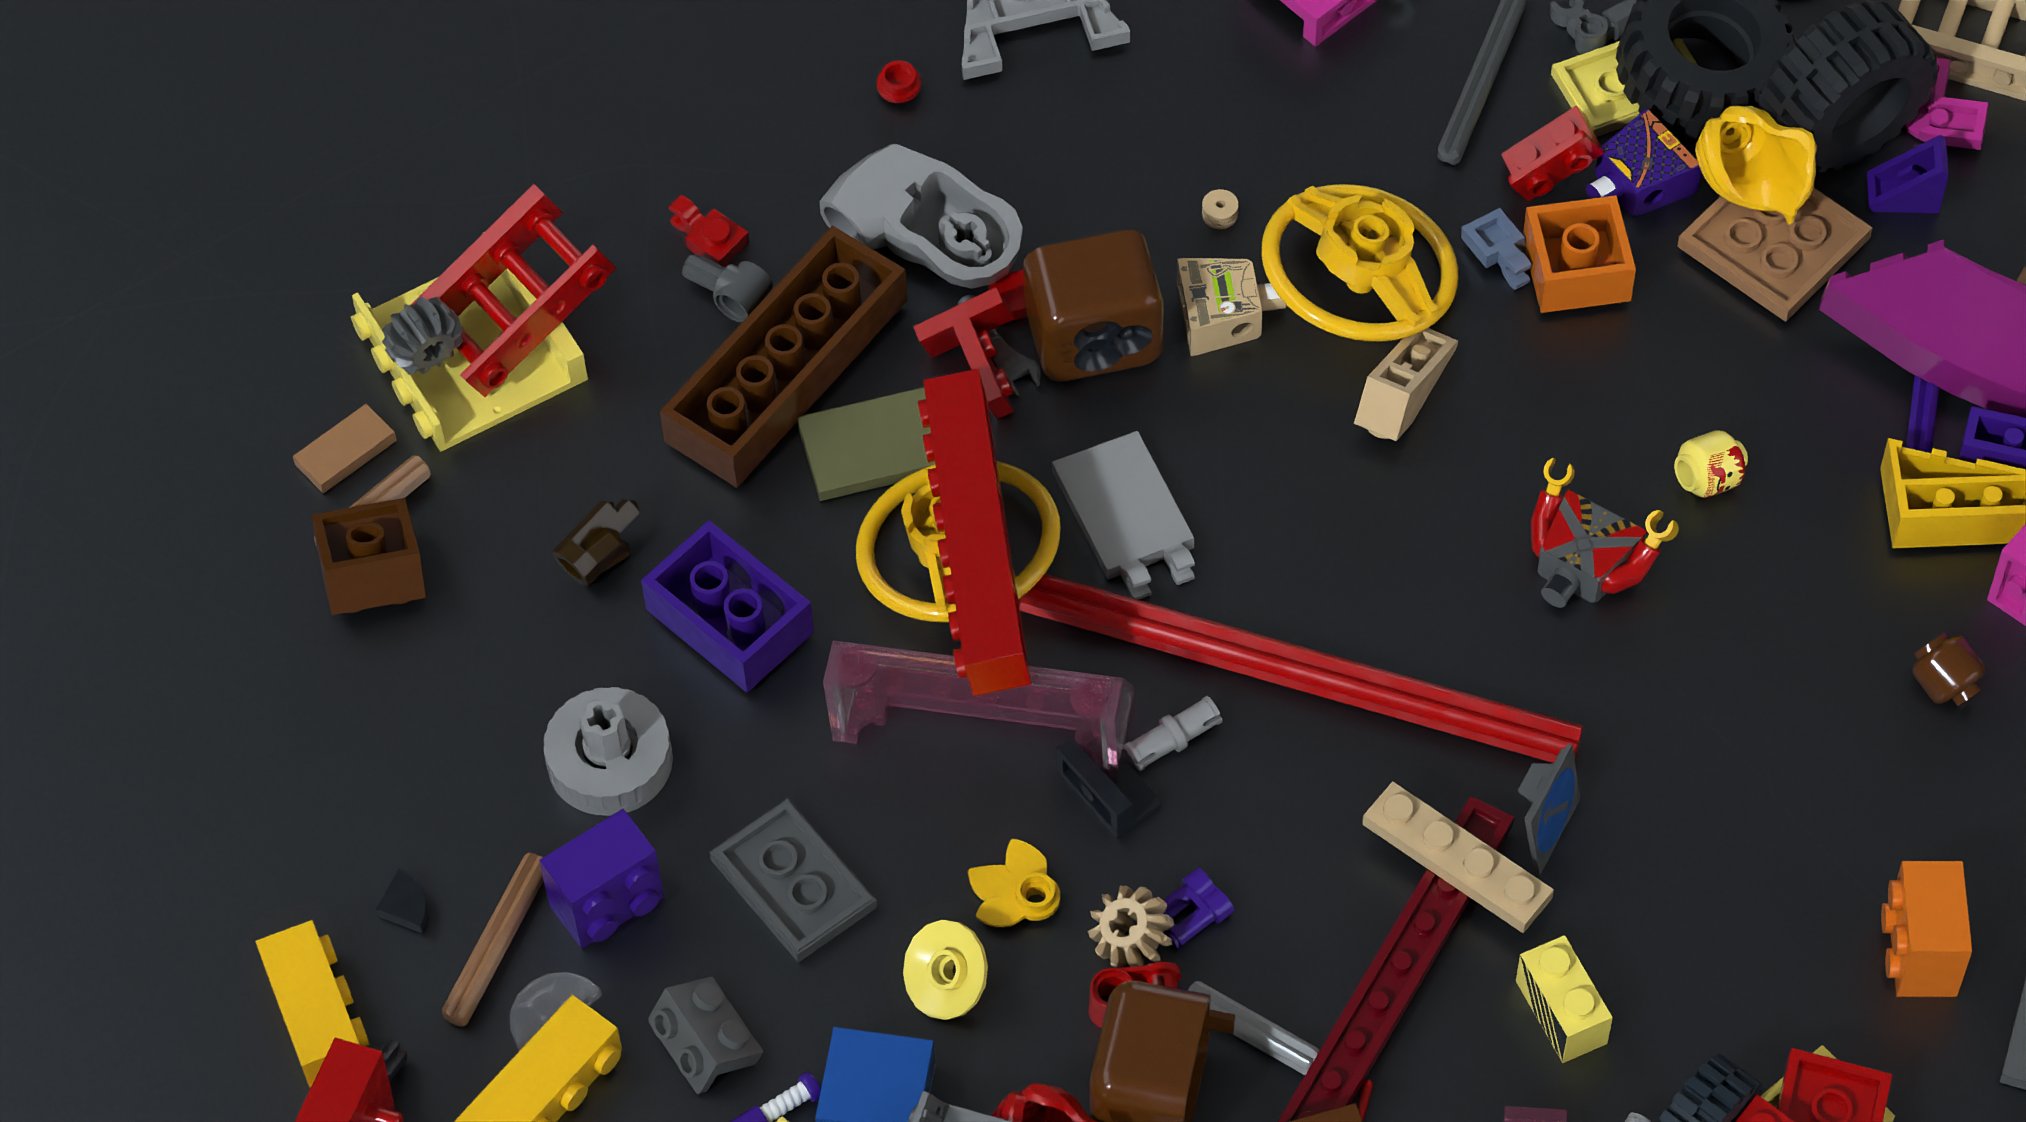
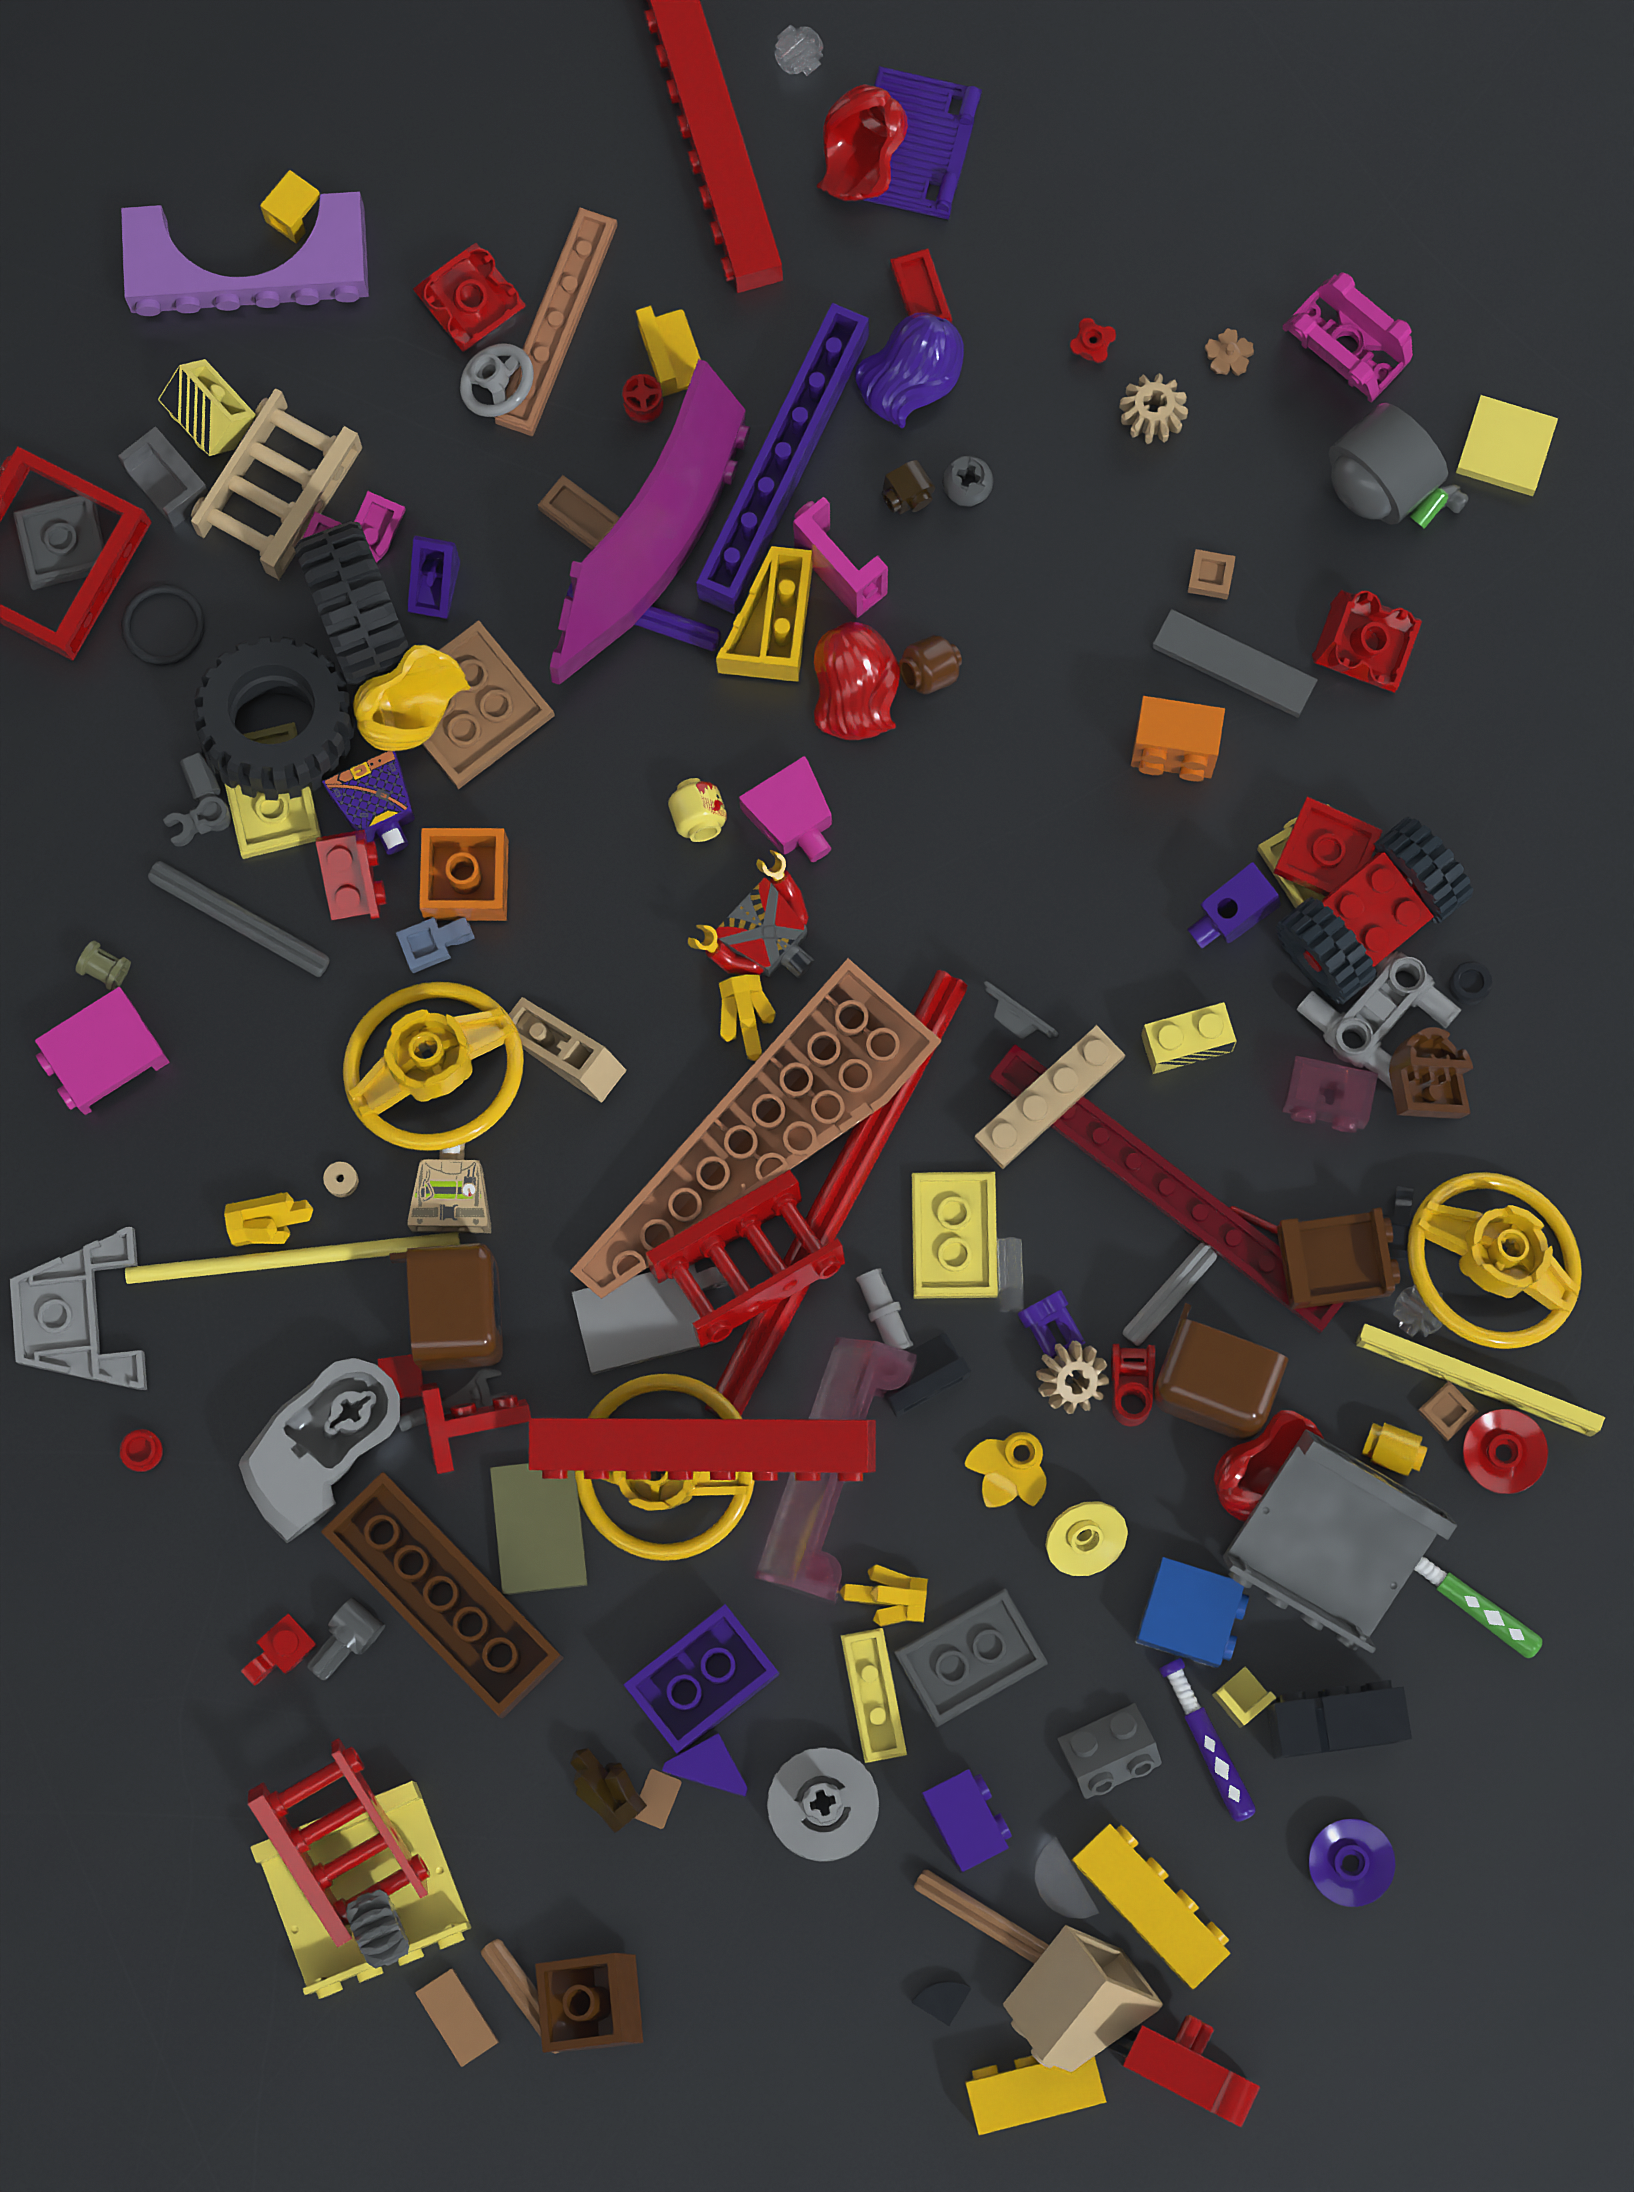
camera: 80 degrees left, 20 degrees up
(420, 1017) = (1079, 2000): none -> tan slope
(597, 600) = (659, 1795): none -> medium nougat sticker
(637, 635) = (708, 1765): none -> dark purple slope
(737, 788) = (873, 1695): none -> light yellow tile
(851, 800) = (901, 1594): none -> yellow rock
(1125, 175) = (285, 1258): none -> light yellow piece
(1160, 140) = (265, 1219): none -> yellow rock
(1229, 547) = (738, 1220): none -> red fence
(1242, 856) = (1010, 1274): none -> clear piece
(1278, 796) = (954, 1235): none -> light yellow tile
(1402, 601) = (808, 1088): none -> nougat wedge
(1487, 545) = (740, 996): none -> yellow rock
(1737, 556) = (790, 810): none -> dark pink torso
(1739, 1024) = (1248, 894): none -> dark purple torso
(1917, 595) = (856, 682): none -> red piece

